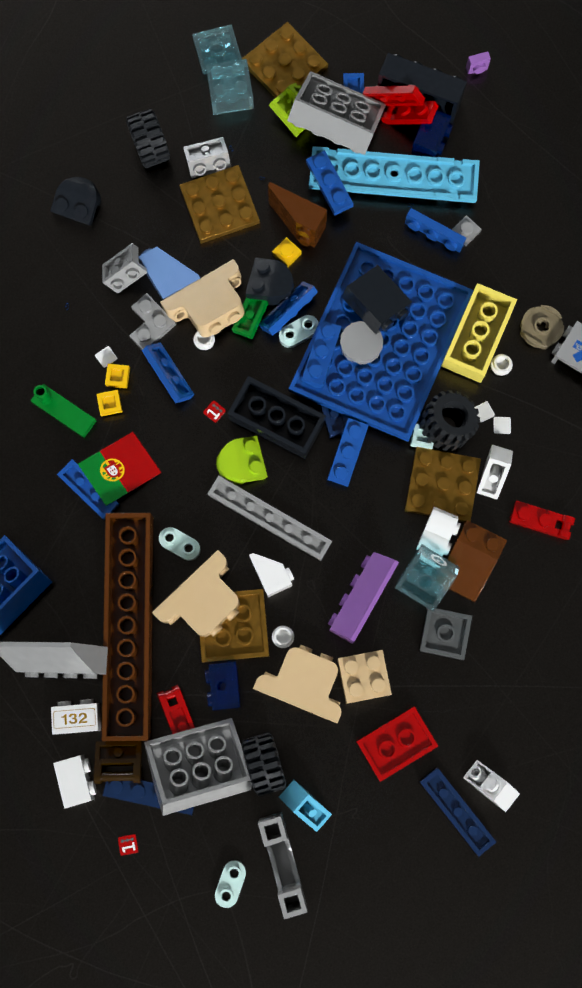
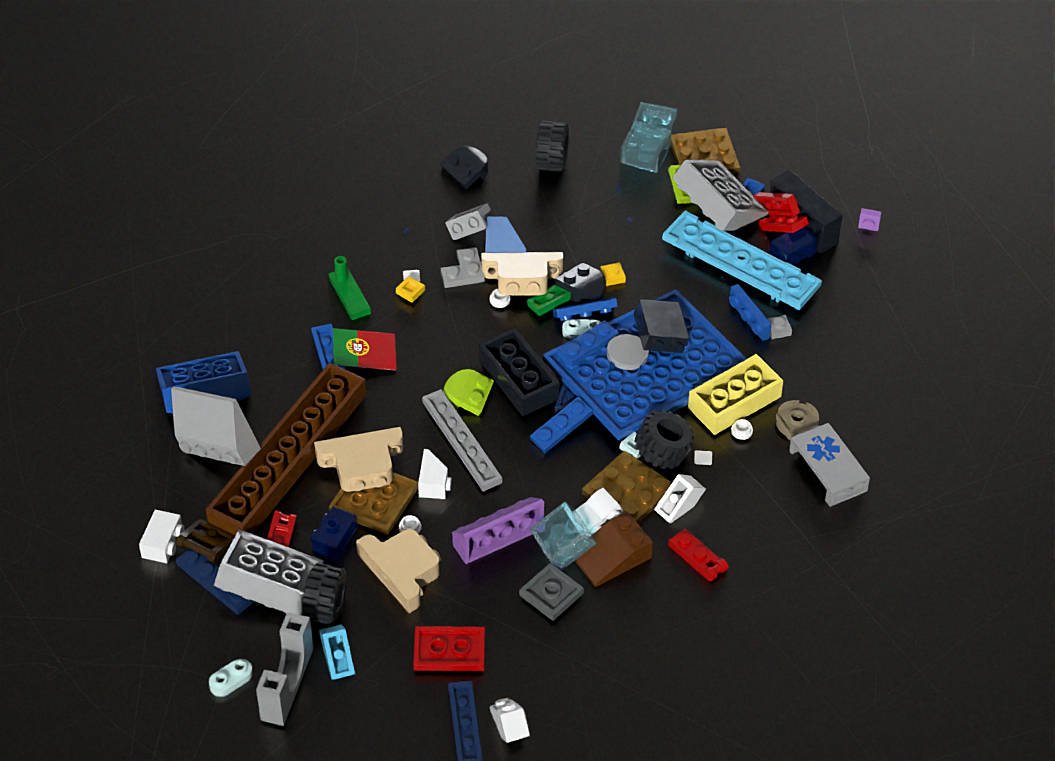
camera: 30 degrees right, 30 degrees down
(76, 718) = (194, 493): white brick -> none
(109, 403) = (390, 303): yellow plate -> none
(127, 844) = (168, 608): red sticker -> none
(168, 372) = (452, 305): blue plate -> none
(179, 543) = (371, 419): light aqua plate -> none
(207, 157) = (592, 185): light grey bracket -> none
(214, 411) = (471, 351): red sticker -> none
(219, 204) = (580, 219): pearl gold plate -> none
(301, 216) = (641, 249): reddish brown slope -> none
(329, 182) = (680, 238): blue plate -> none
(364, 676) = (456, 584): tan brick -> none
(502, 425) = (712, 474): white sticker -> none

